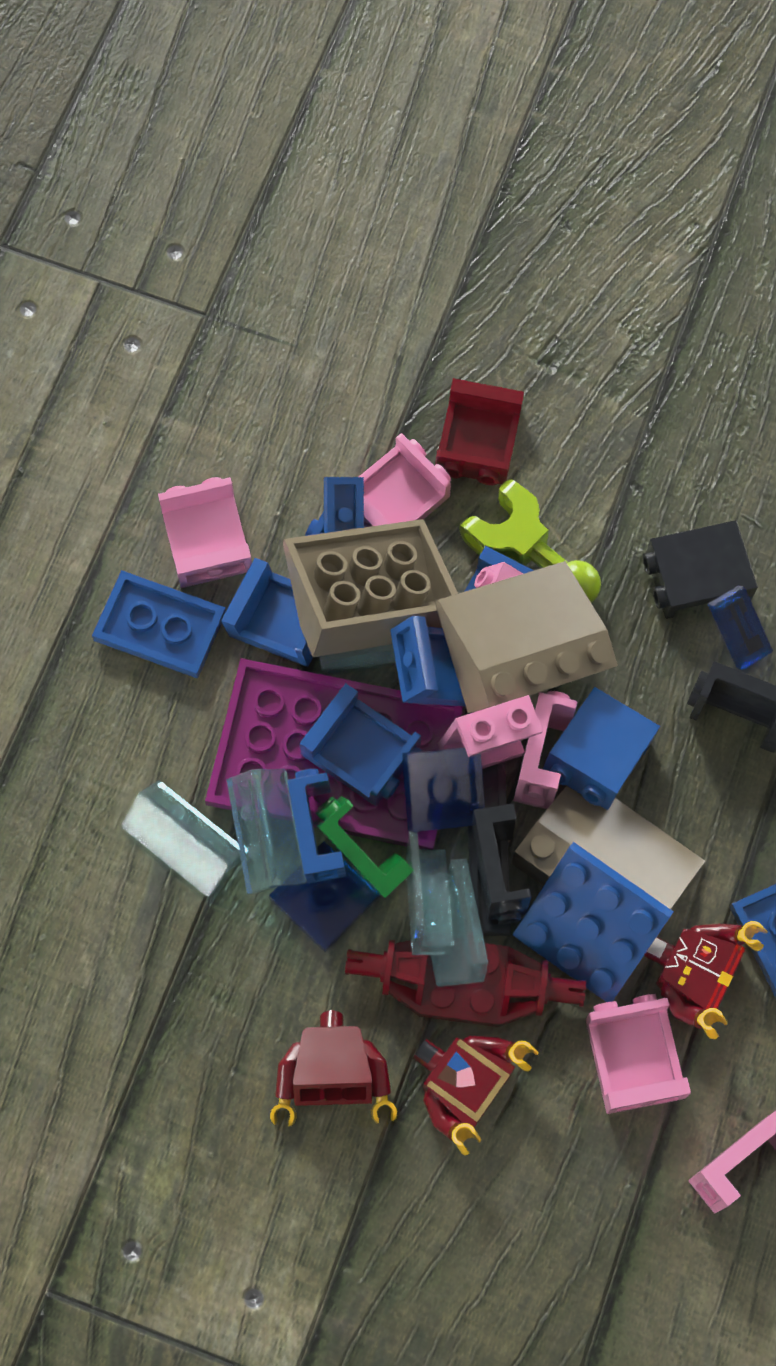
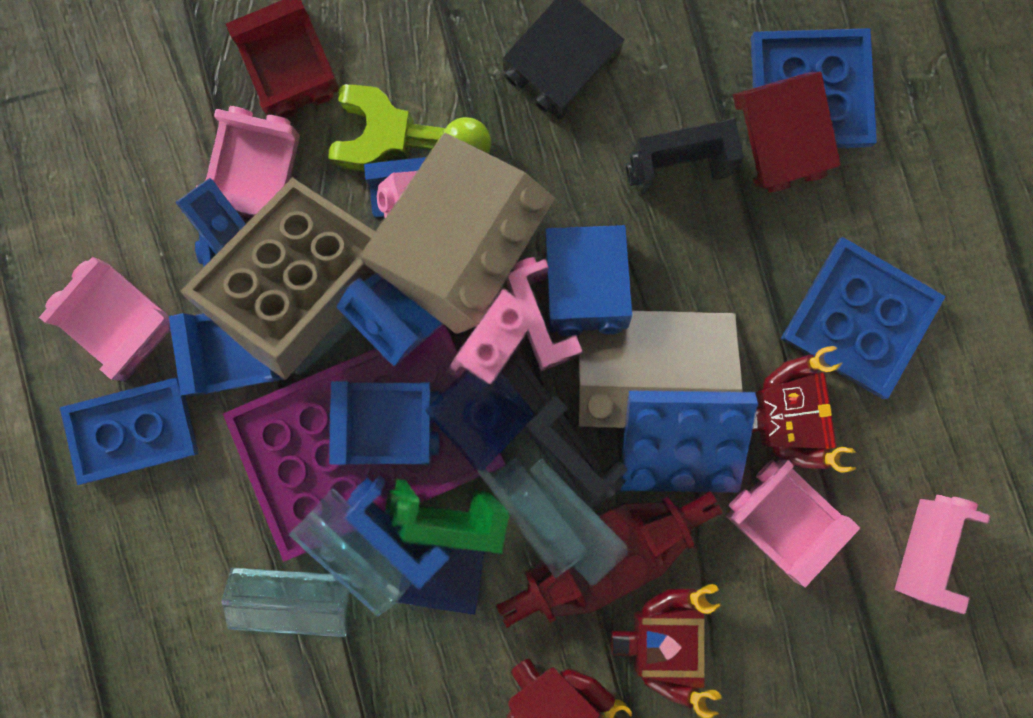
camera: 35 degrees left, 15 degrees up
(740, 627) = (631, 85): clear blue tile -> none

